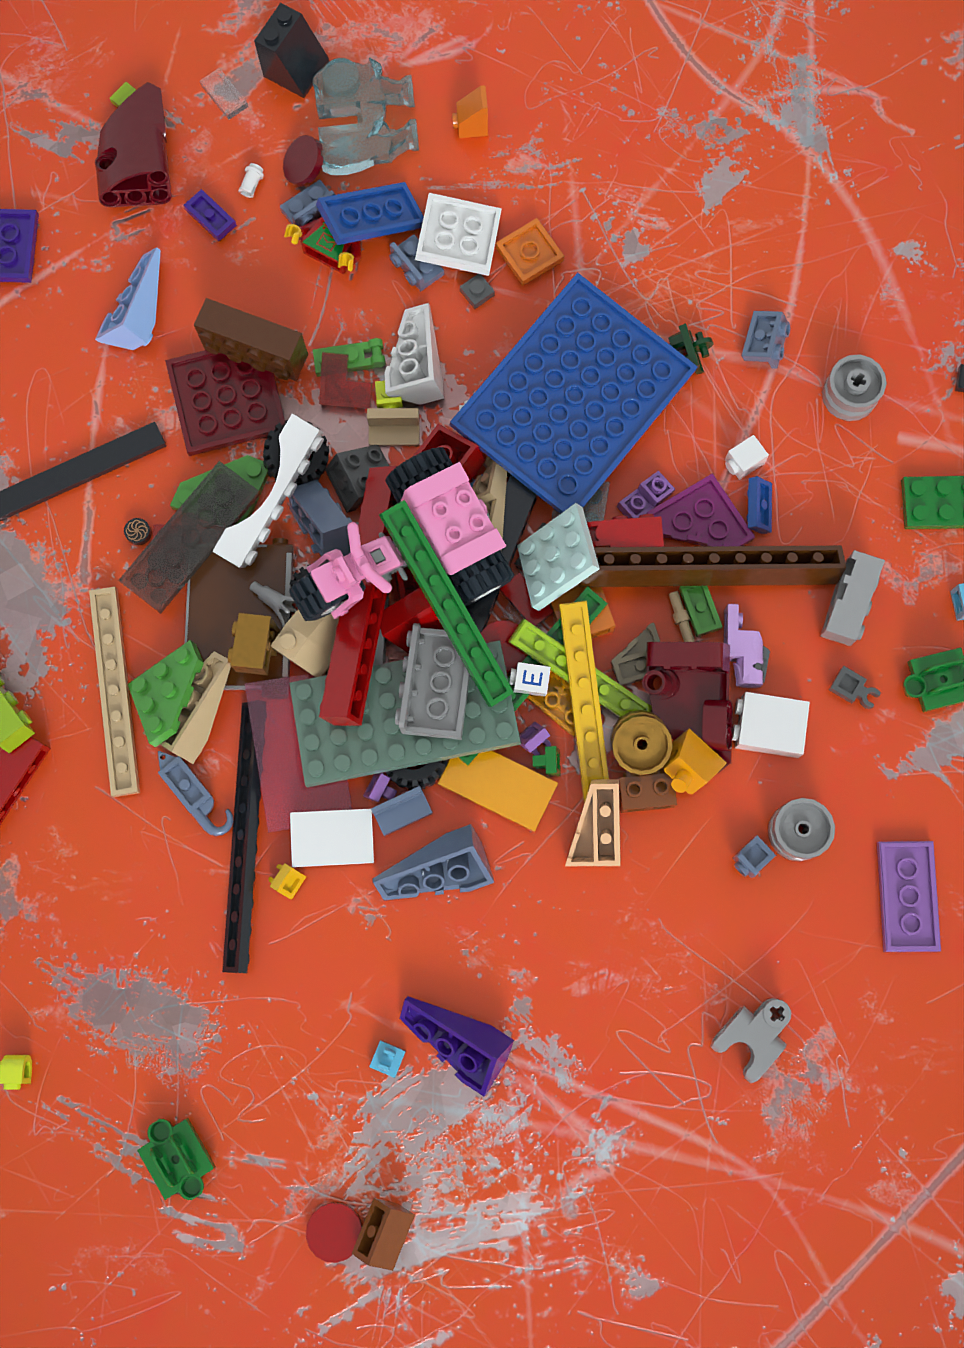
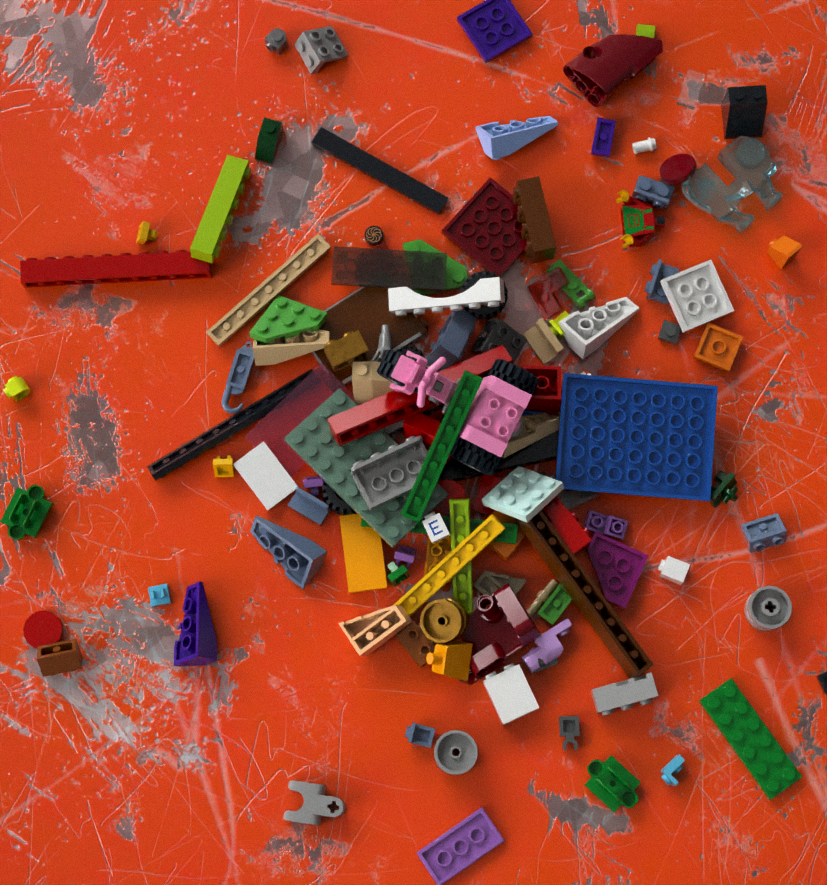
camera: 55 degrees right, 0 degrees up
(370, 213) = (671, 233): blue plate -> none
(759, 505) = (648, 598): blue plate -> none

